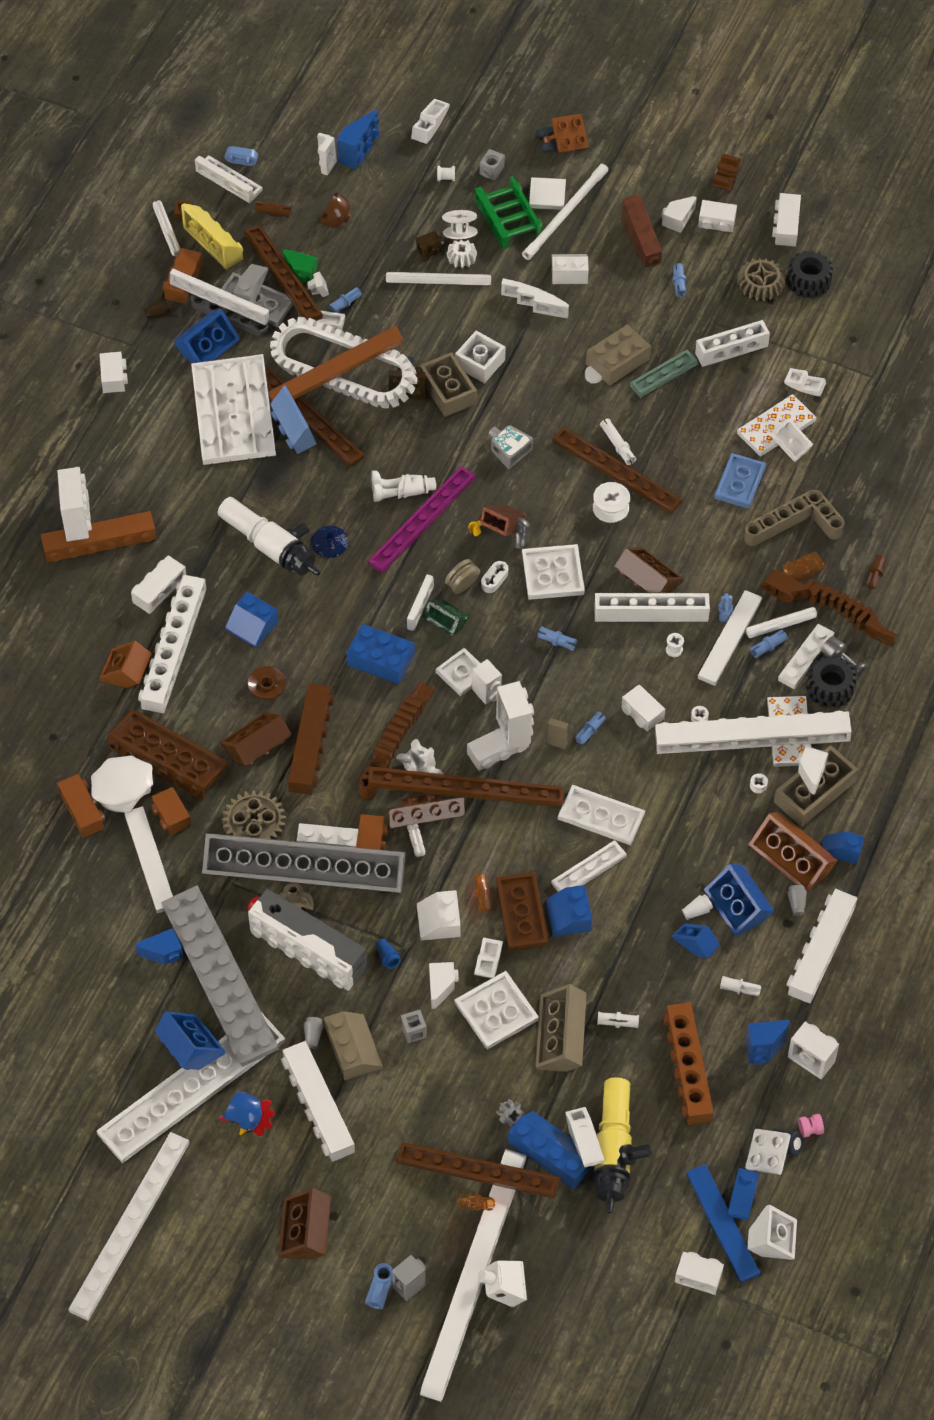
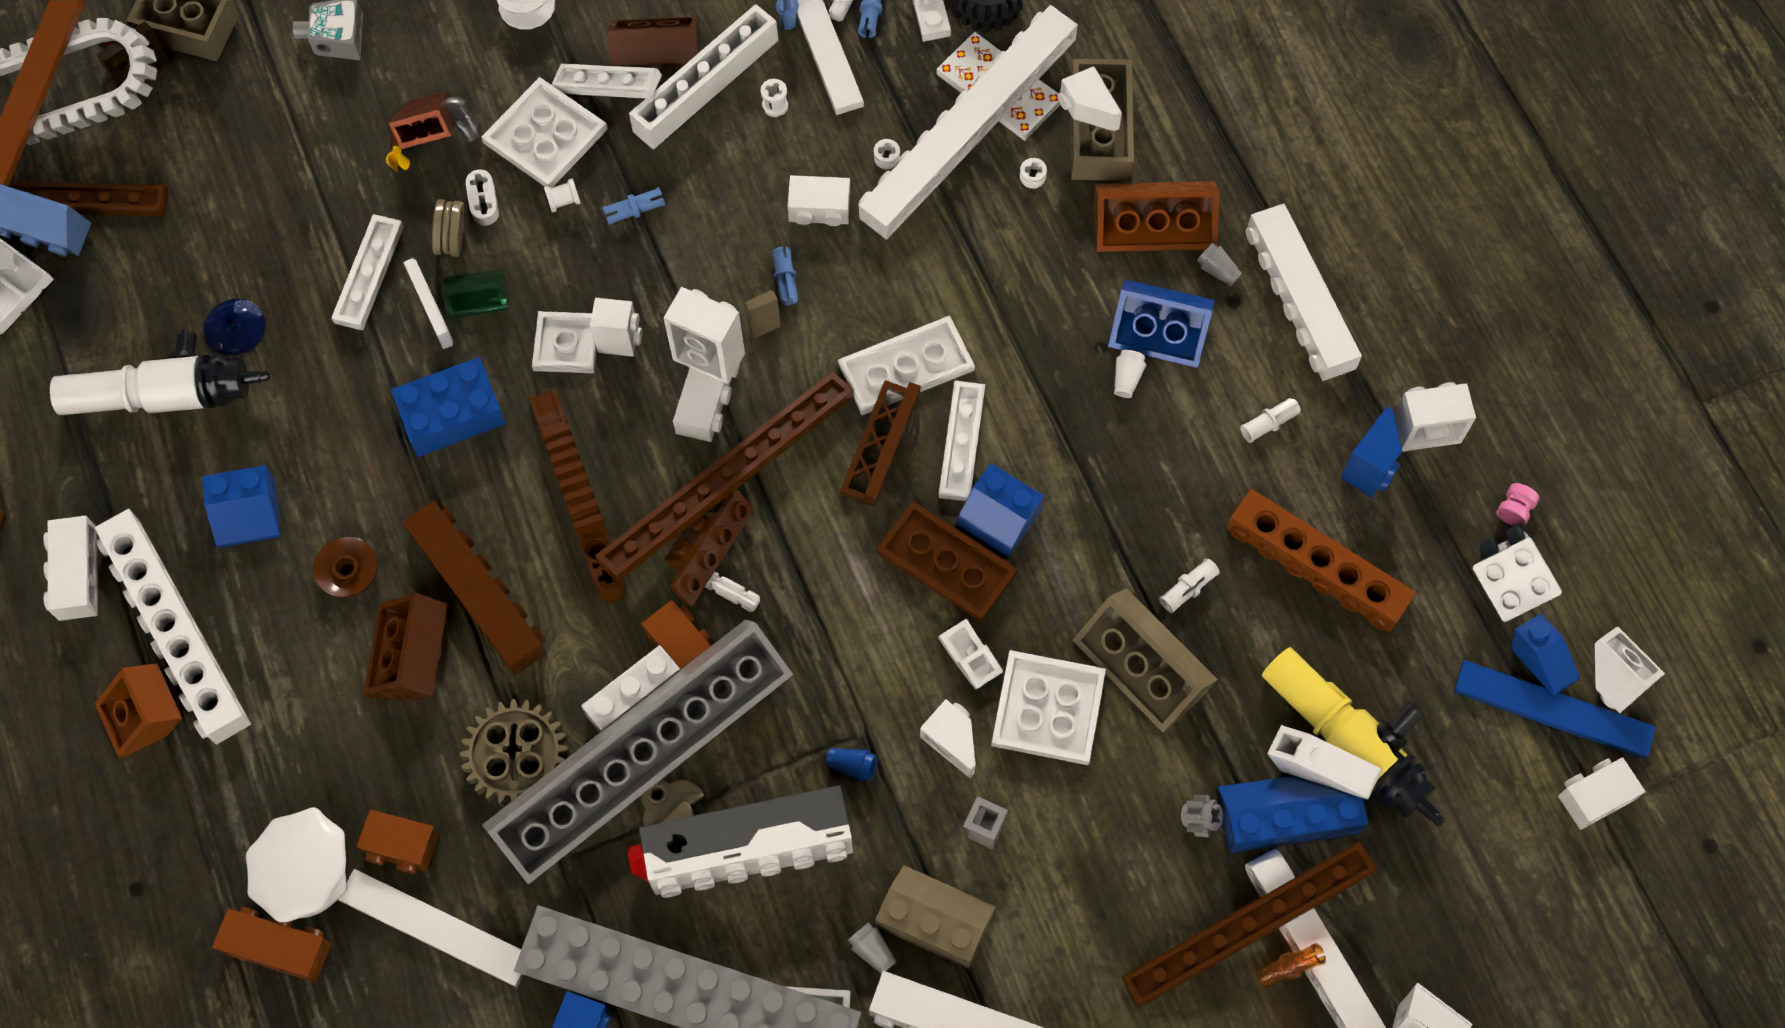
camera: 45 degrees left, 10 degrees up
(169, 753) = (311, 771): reddish brown bracket -> none
(406, 486) = (261, 176): white piece -> none
(409, 566) = (367, 272): none -> white plate
(419, 759) = (637, 493): white animal -> none
(421, 519) = (320, 205): magenta tile -> none
(439, 916) = (862, 658): white slope -> none
(482, 892) = (877, 582): clear orange axle -> none
(530, 606) = (562, 195): none -> white bush
(551, 840) = (892, 442): none -> reddish brown fence
(603, 571) = (607, 80): none -> white tile
(696, 939) = (1169, 410): blue slope -> none
(844, 846) = (1201, 159): blue slope -> none

